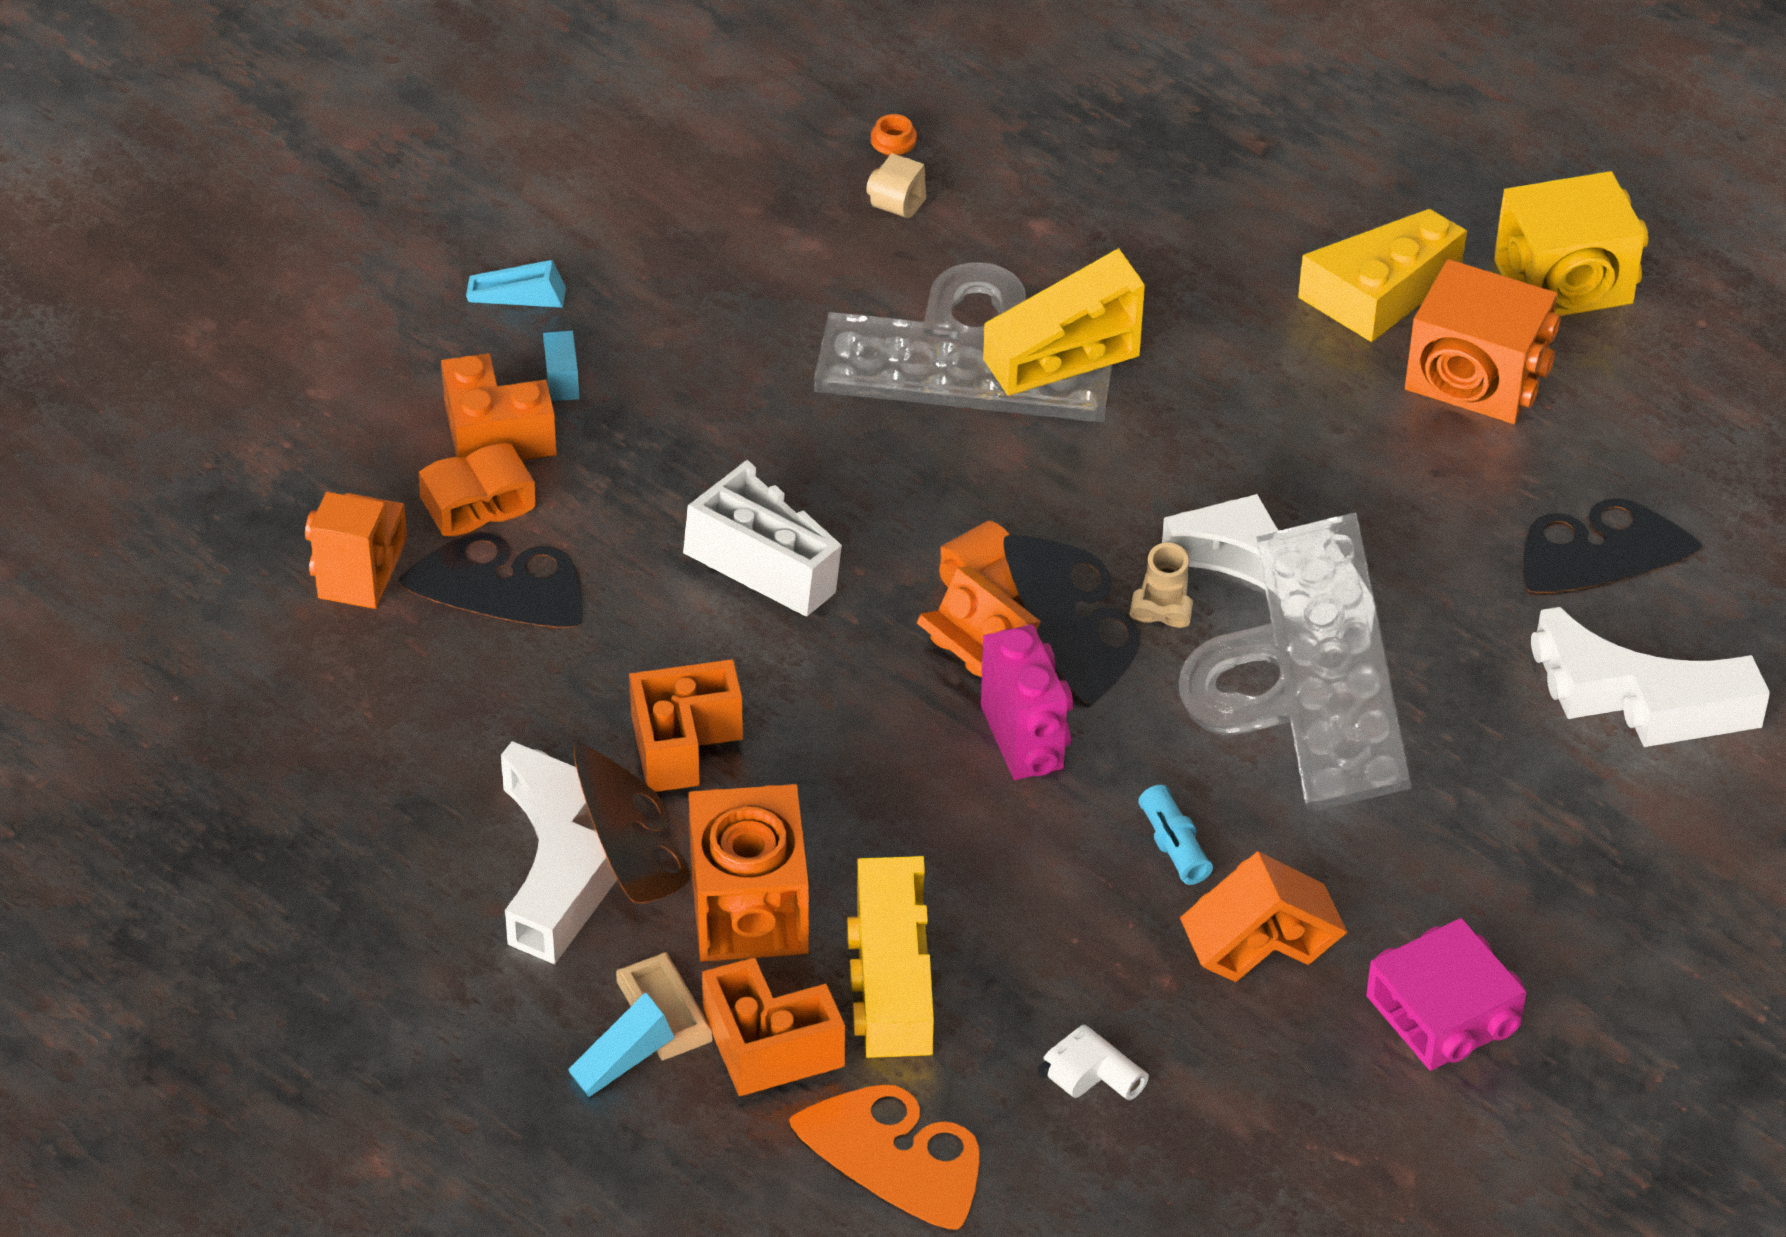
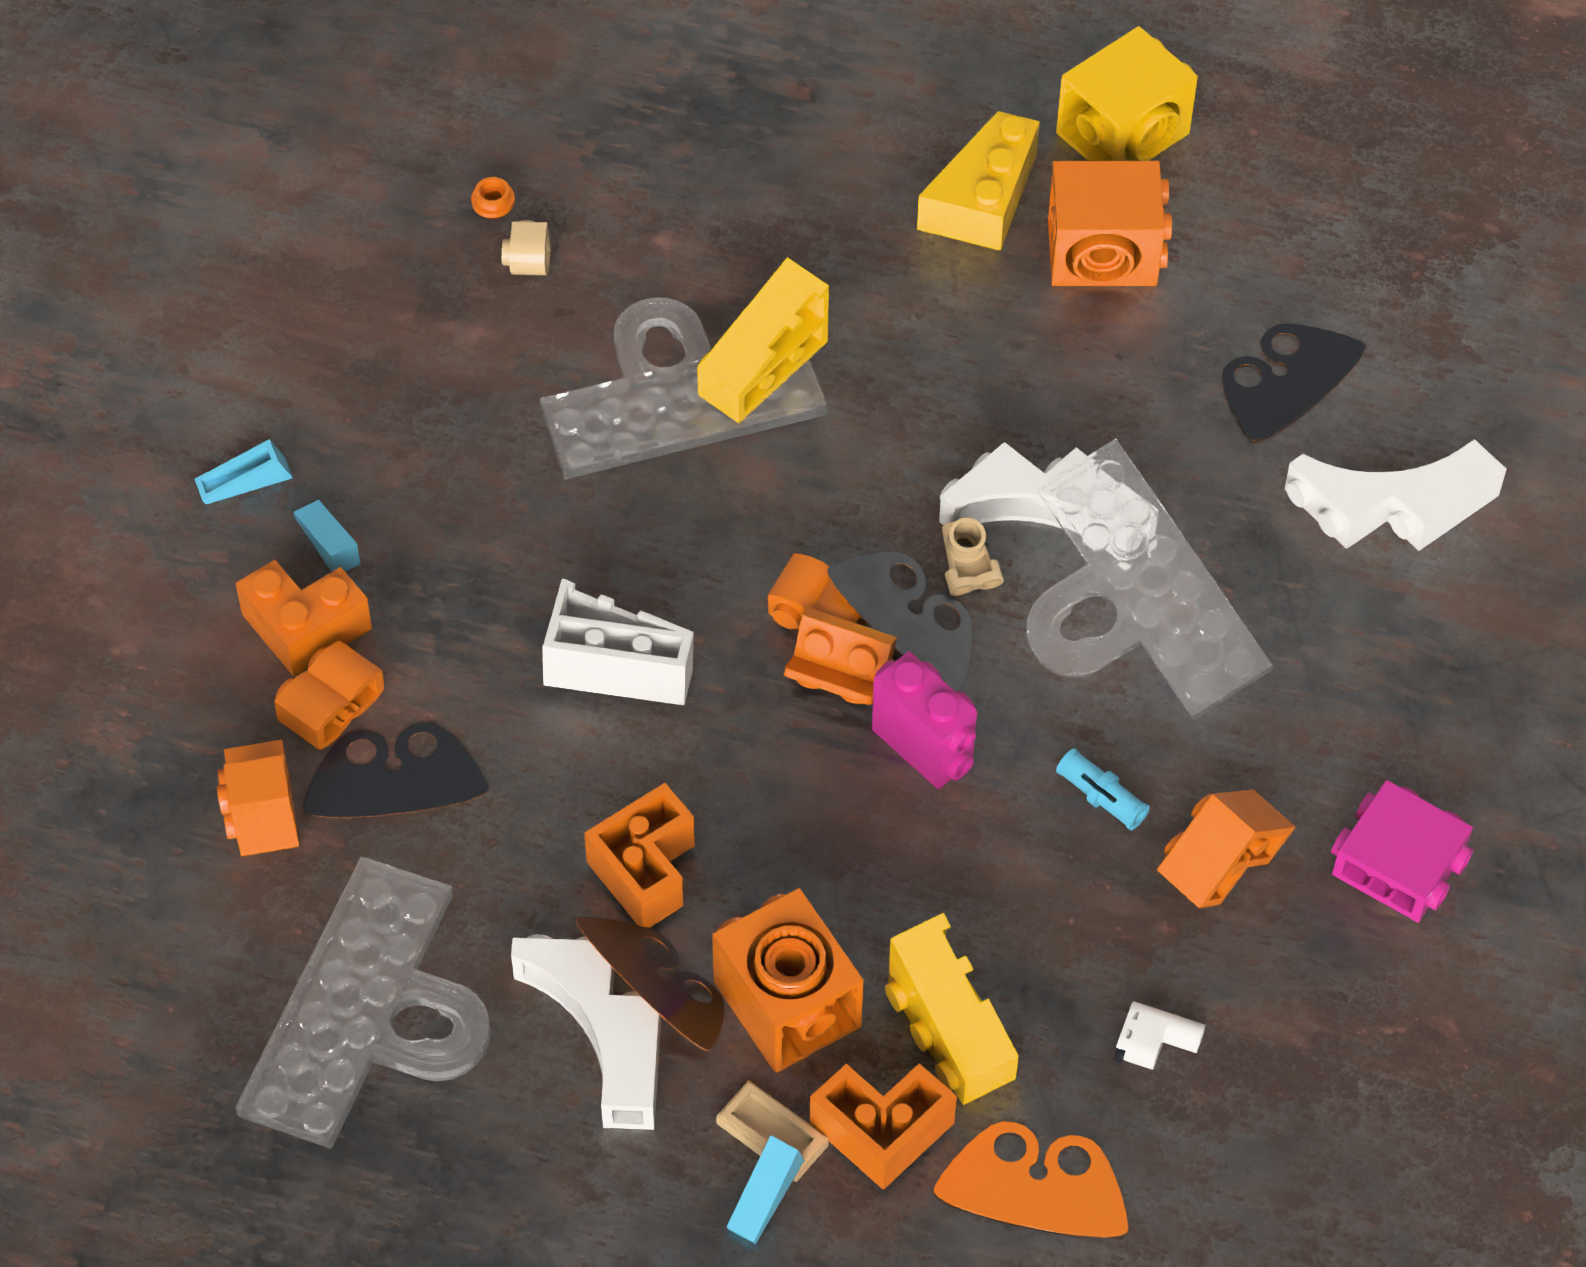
camera: 25 degrees left, 10 degrees up
(334, 746) = (347, 1006): none -> clear plate

